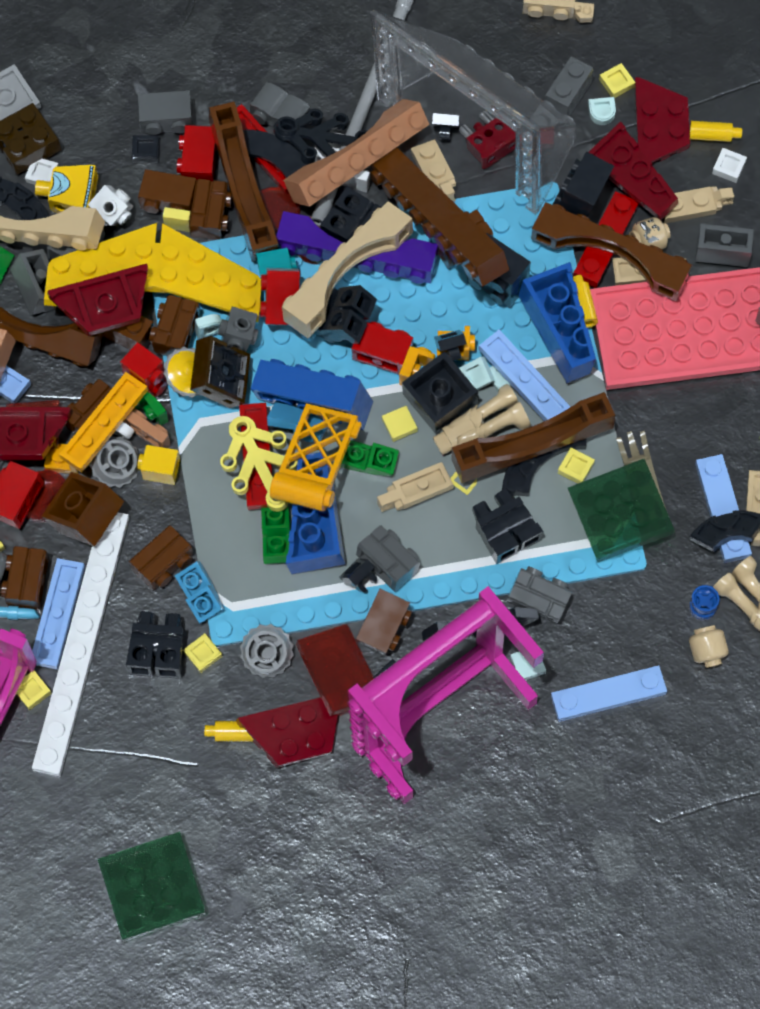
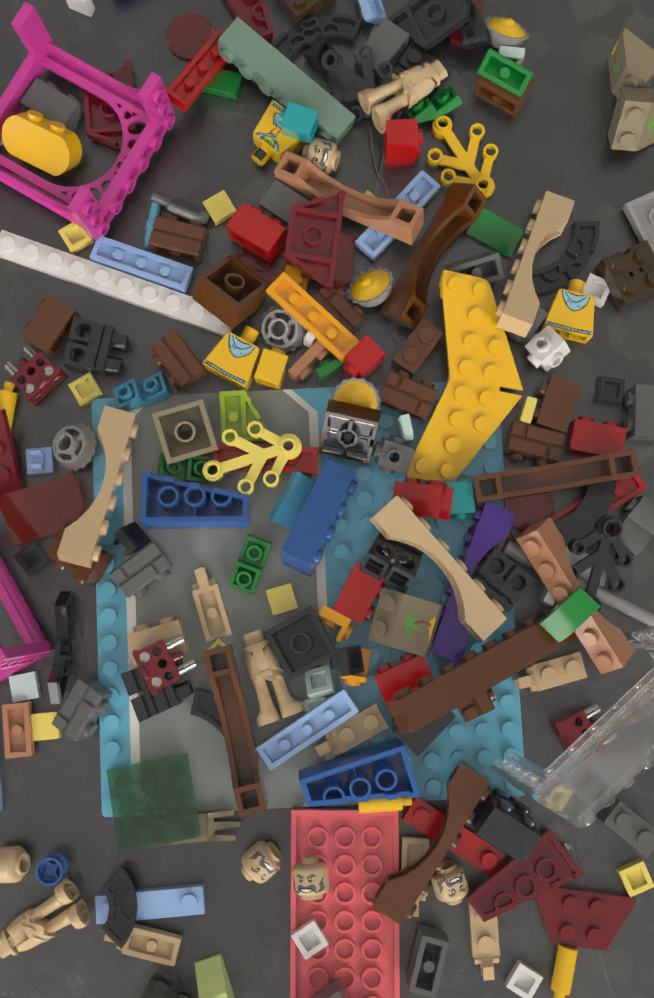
camera: 95 degrees right, 15 degrees up
(61, 377) = (371, 287): none -> yellow piece
(103, 301) = (434, 326): dark red wing -> none
(137, 696) = (49, 326): none -> reddish brown brick
(153, 500) = (235, 358): none -> yellow torso
(194, 693) = (36, 376): none -> dark red piece
(215, 489) = (237, 413): none -> lime wing
(236, 532) = (185, 431): none -> dark tan slope
(253, 602) = (82, 537): none -> tan arch
(286, 687) = (40, 461): none -> light blue tile
(308, 489) = (207, 494): light orange piece -> none
(377, 149) = (569, 614): none -> green slope
(405, 297) = (405, 622): none -> dark tan slope
(445, 123) = (603, 690): tile -> none
(460, 531) = (168, 629): none -> tan brick
(461, 297) = (402, 674): none -> red brick
(481, 514) = (149, 664): none -> dark red piece
(521, 337) = (353, 731): none -> tan hinge
(564, 636) = (42, 726): none -> light yellow tile
(572, 660) = (17, 729): none -> nougat plate
(576, 466) = (212, 765): light yellow tile -> none
(602, 110) = (602, 855): light aqua tile -> none
(661, 406) = (261, 862): none -> tan head
(665, 352) = (311, 878): none -> tan head
(724, 350) = (309, 938): none -> white tile

